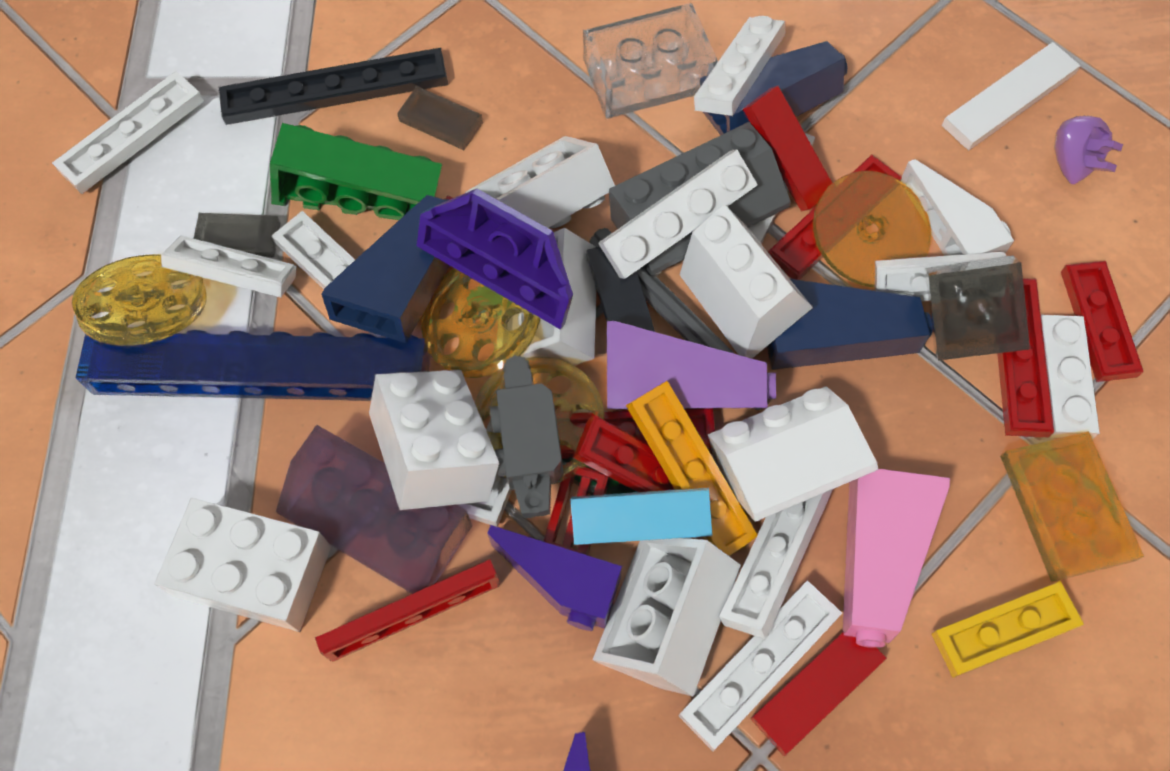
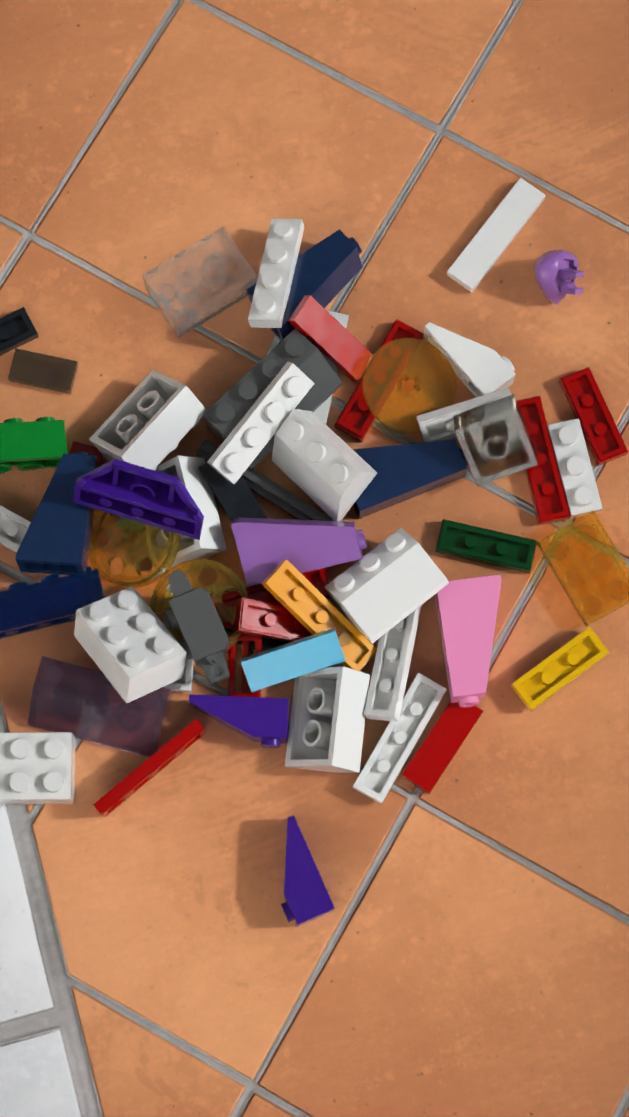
camera: 20 degrees left, 10 degrees up
(932, 443) = (486, 546): none -> dark green tile

